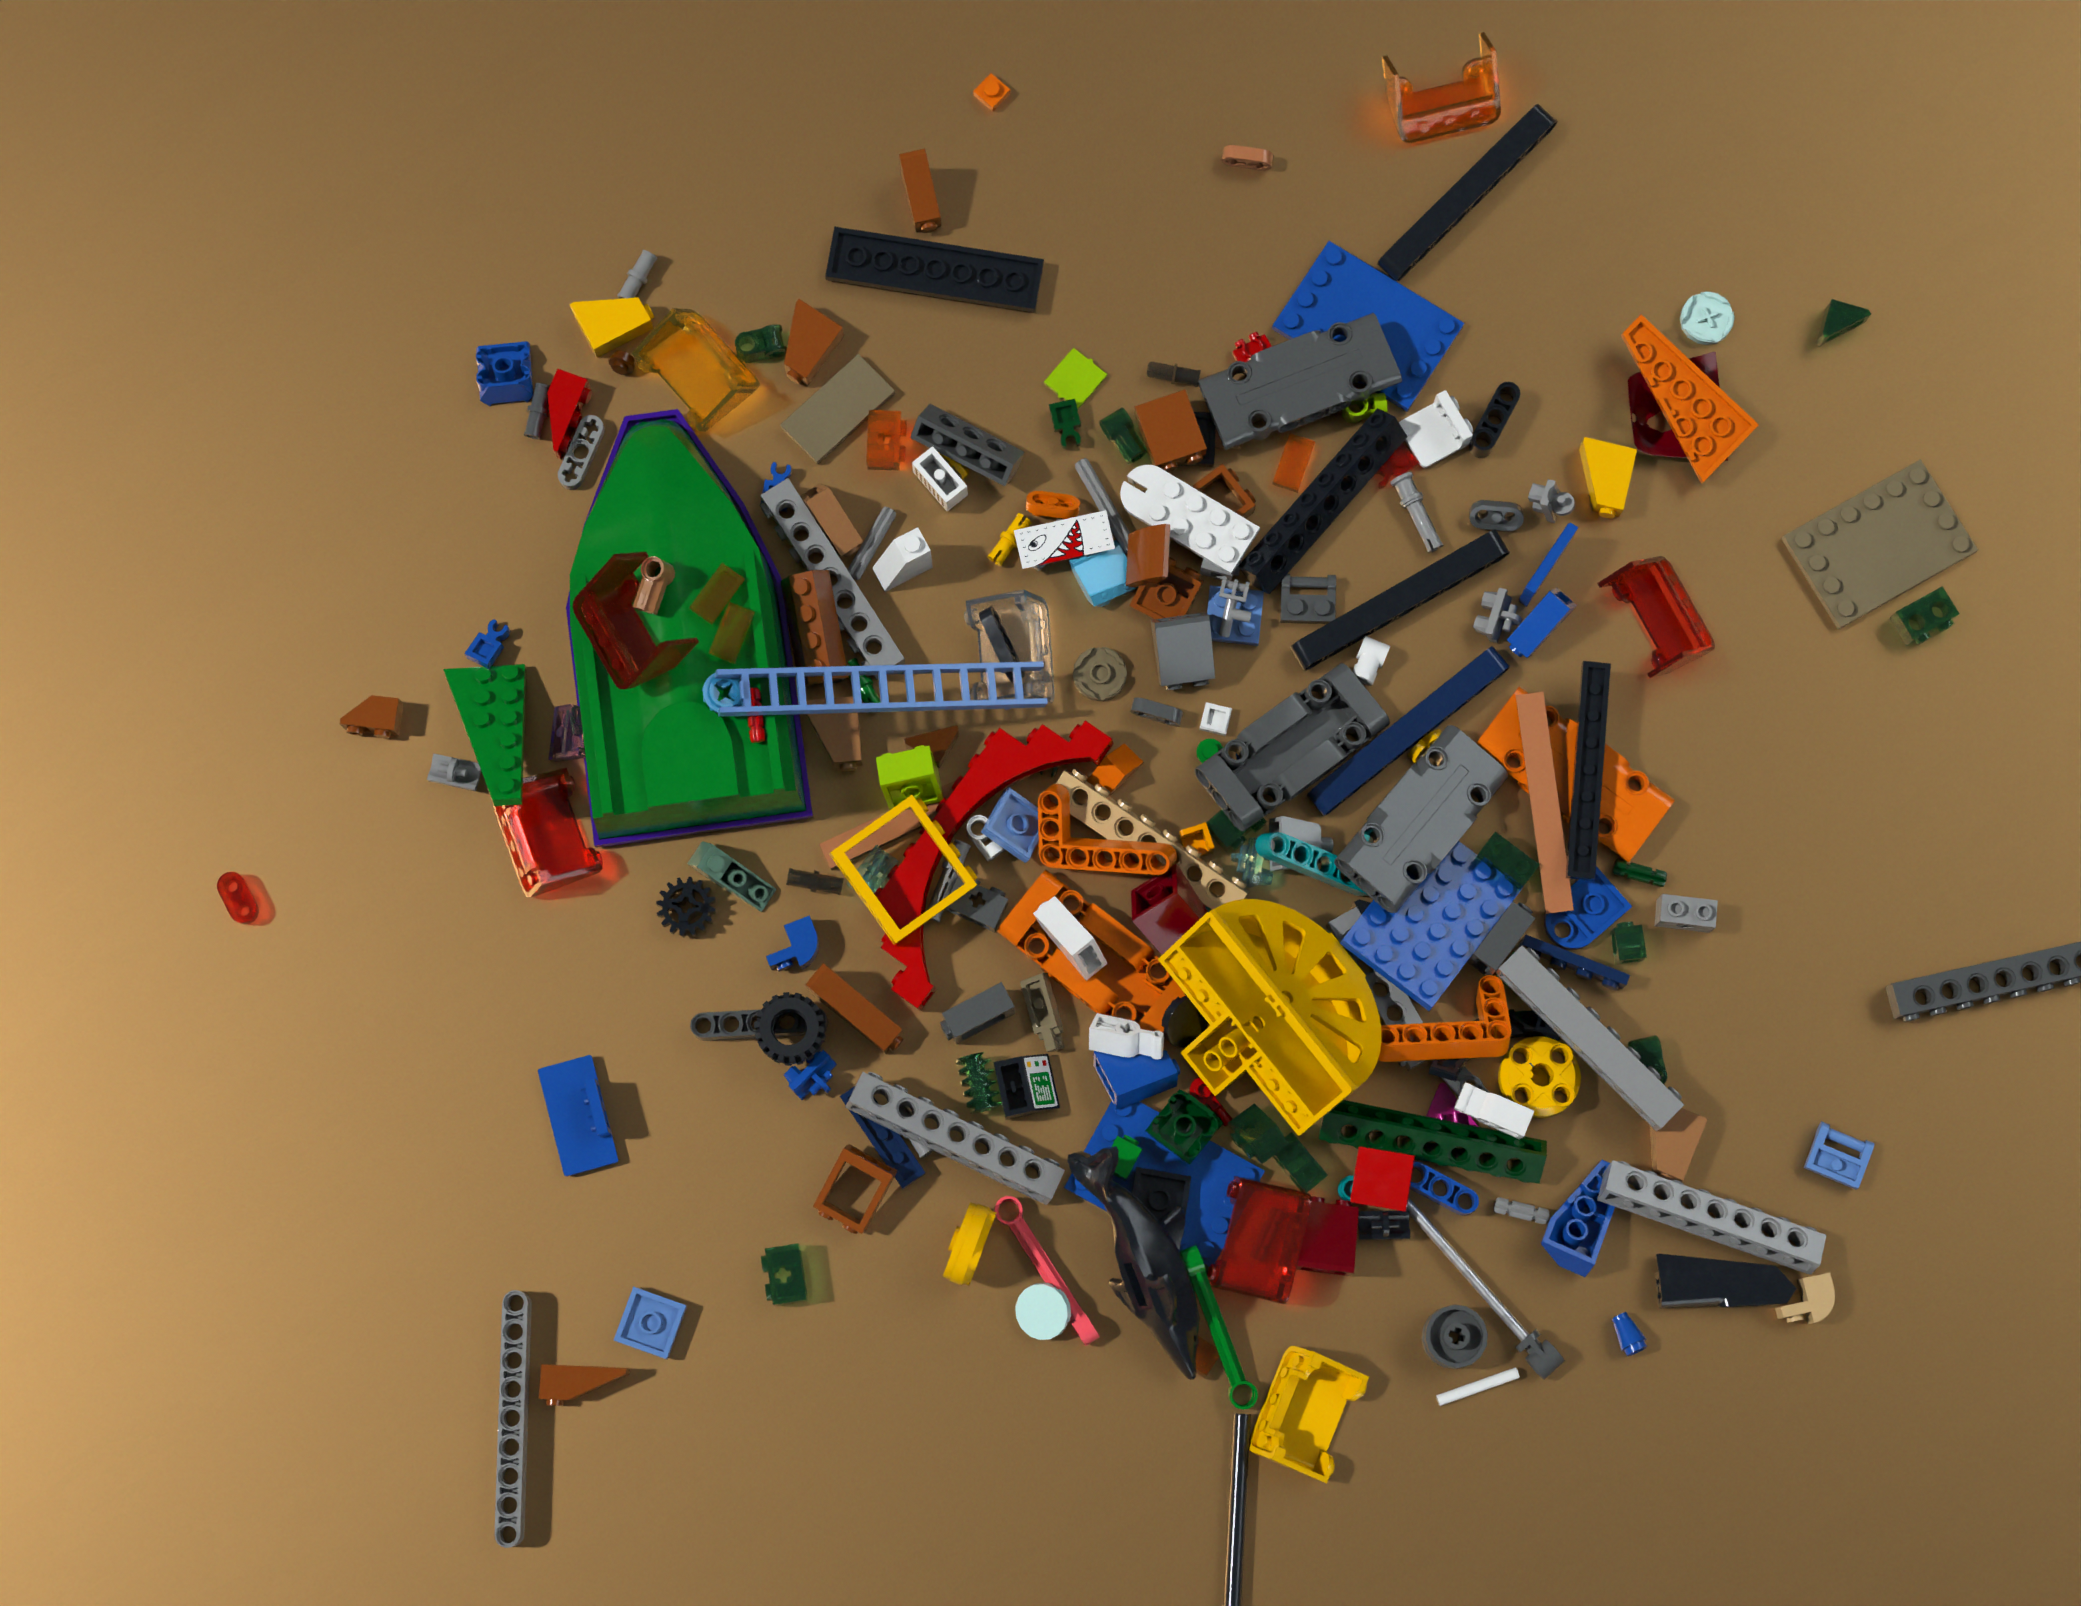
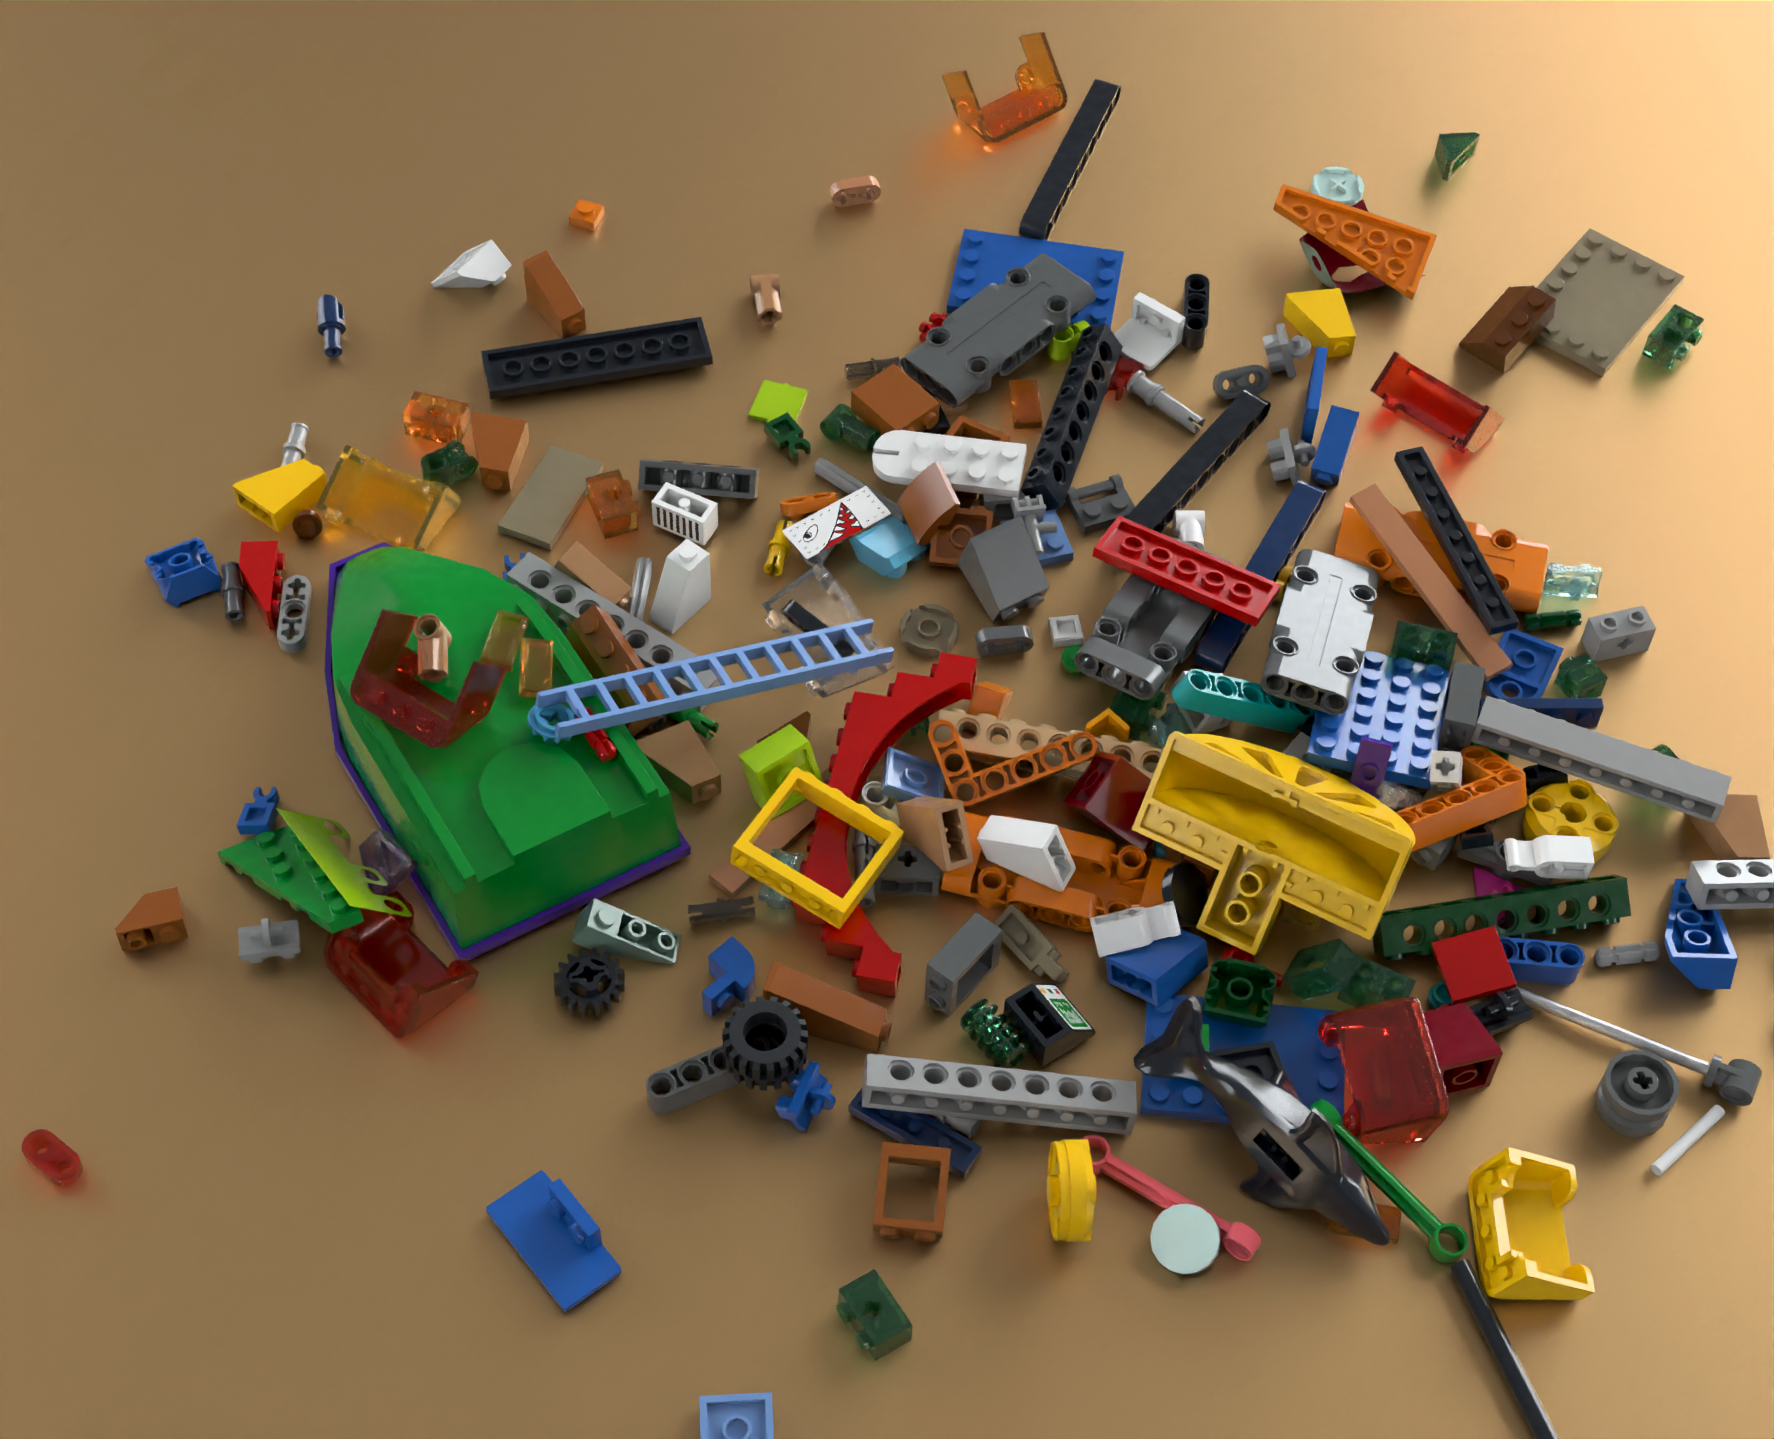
camera: 25 degrees left, 25 degrees down
(521, 739) = (342, 874): none -> lime piece
(716, 145) = (331, 324): none -> dark blue arm
(763, 276) = (436, 418): none -> clear orange brick
(862, 125) = (475, 268): none -> white slope
(1006, 889) = (937, 830): none -> medium nougat slope
(1114, 250) = (766, 293): none -> medium nougat piece
(1334, 716) = (1186, 570): none -> red plate
(1386, 976) = (1371, 764): none -> dark purple plate
(1397, 1008) = (1397, 795): none -> clear plate
(1449, 1001) = (1445, 770): none -> white piece
(1676, 844) = (1572, 581): none -> clear light blue hips
(1772, 549) = (1509, 326): none -> reddish brown slope

